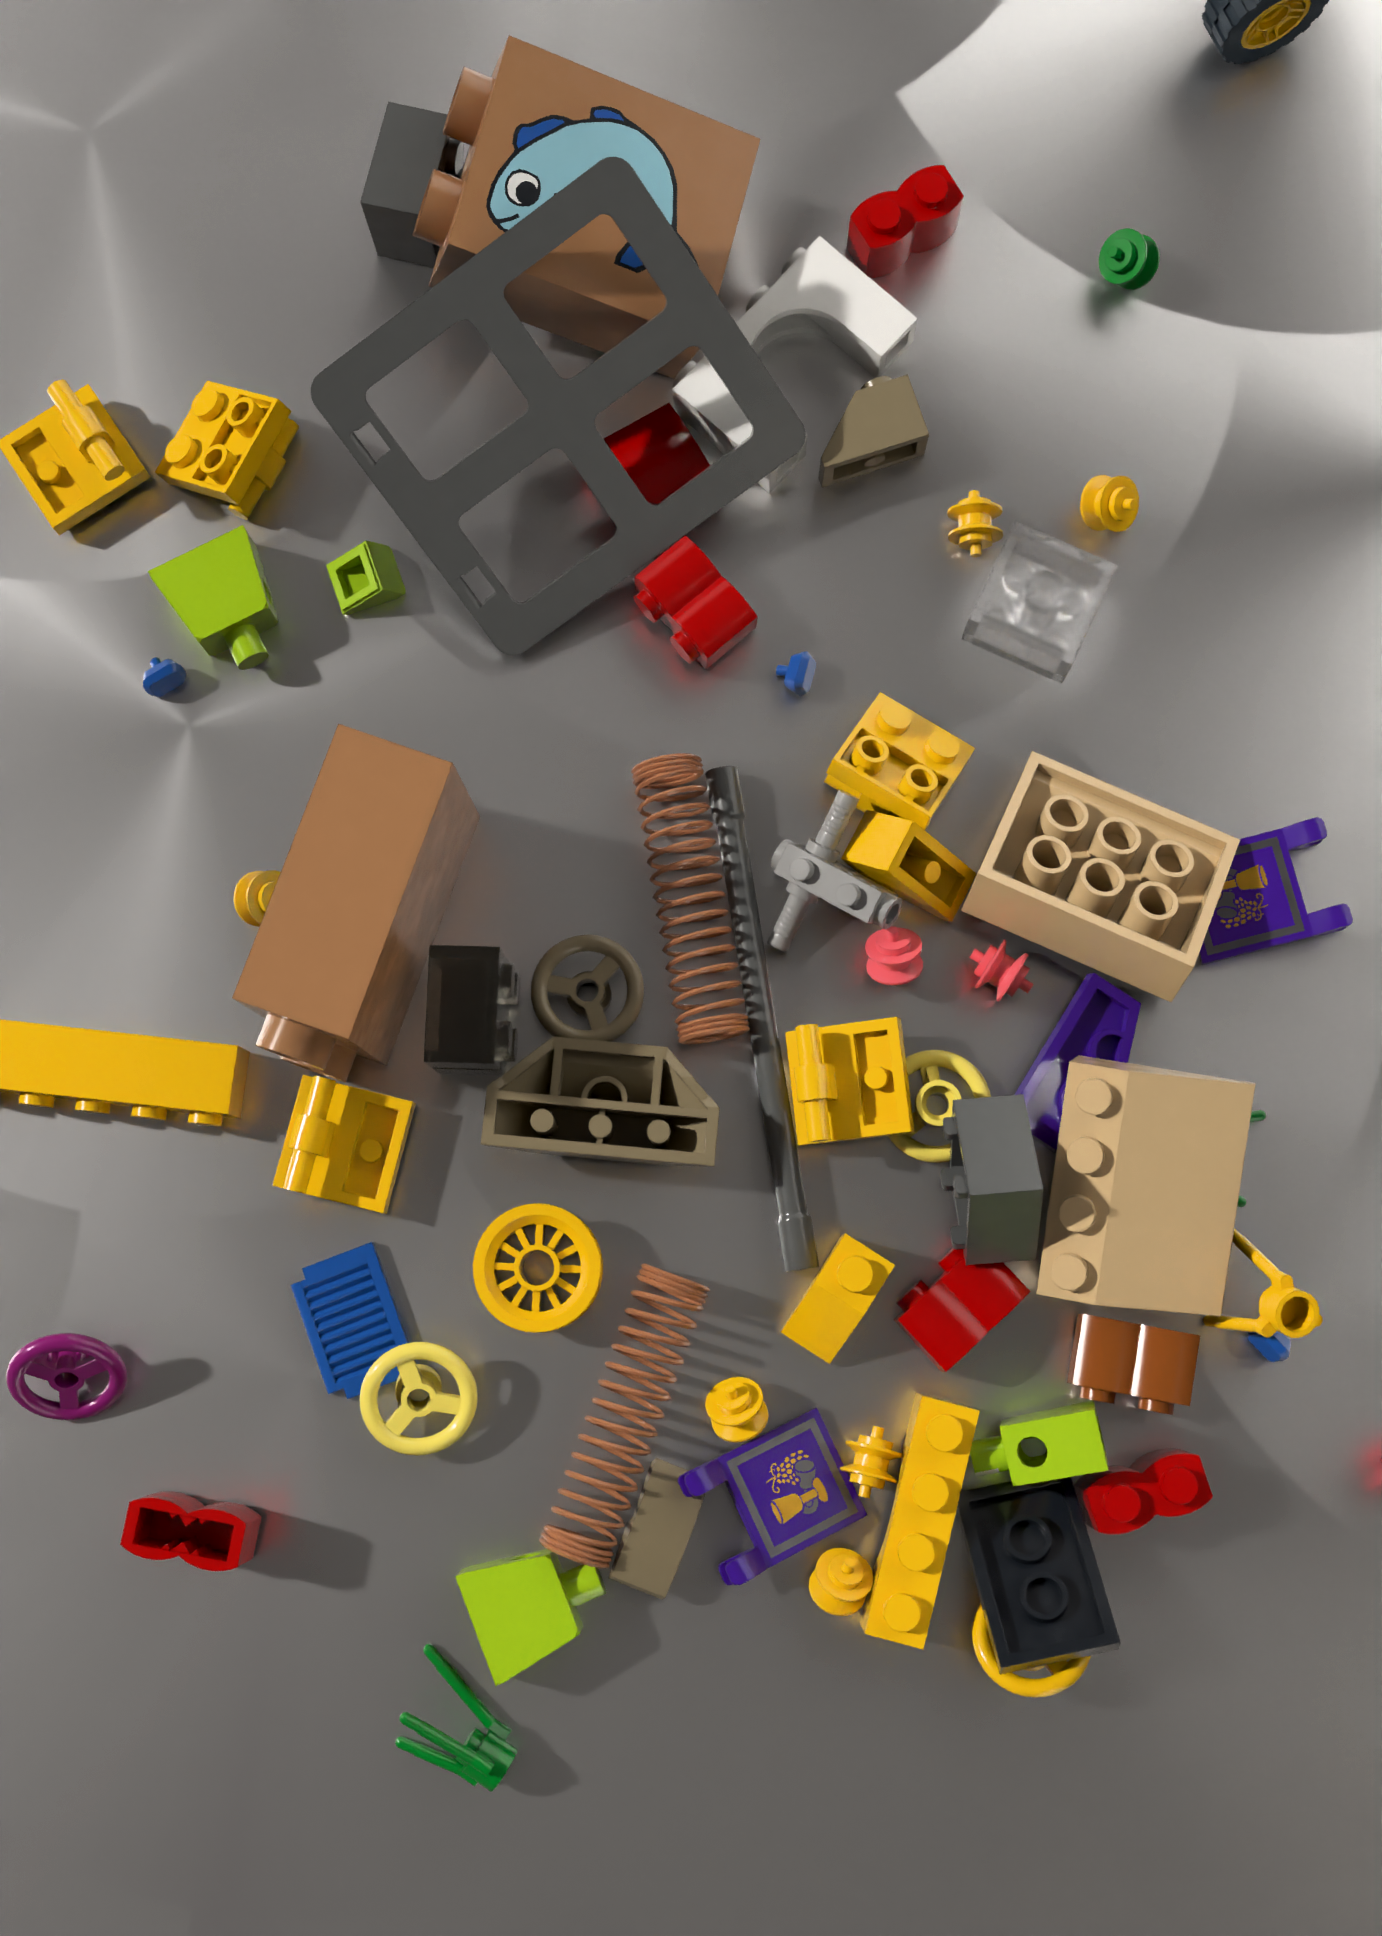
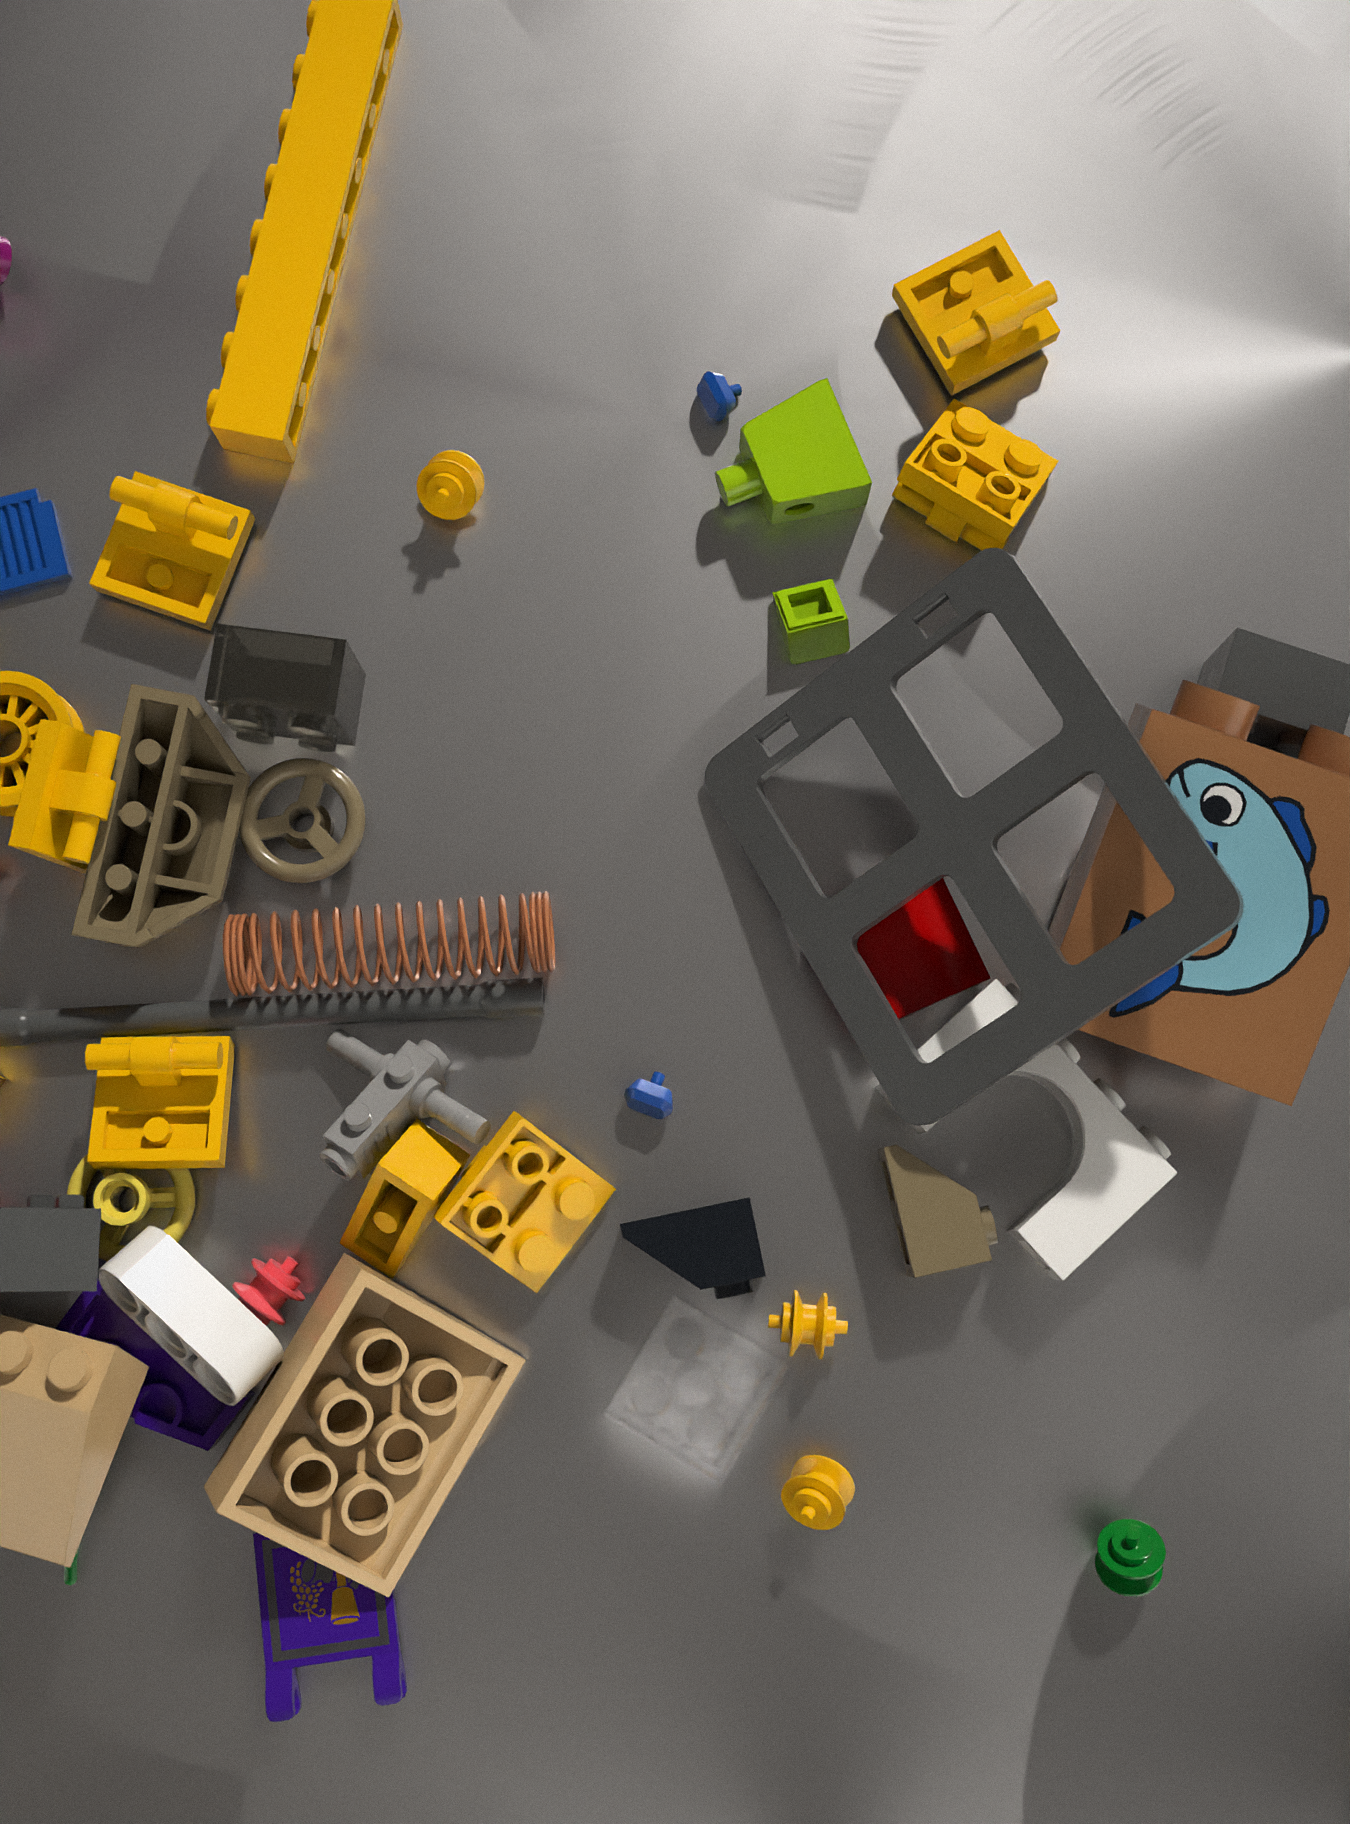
camera: 90 degrees right, 0 degrees up
(357, 904) = (392, 560): medium nougat brick -> none
(588, 1183) = (65, 794): none -> yellow plate
(694, 603) = (739, 982): red brick -> none
(894, 956) = (296, 1171): coral wheel -> none
(904, 221) = (1200, 1297): red brick -> none
(918, 610) = (705, 1245): none -> black slope
(1031, 1023) = (190, 1315): none -> white beam

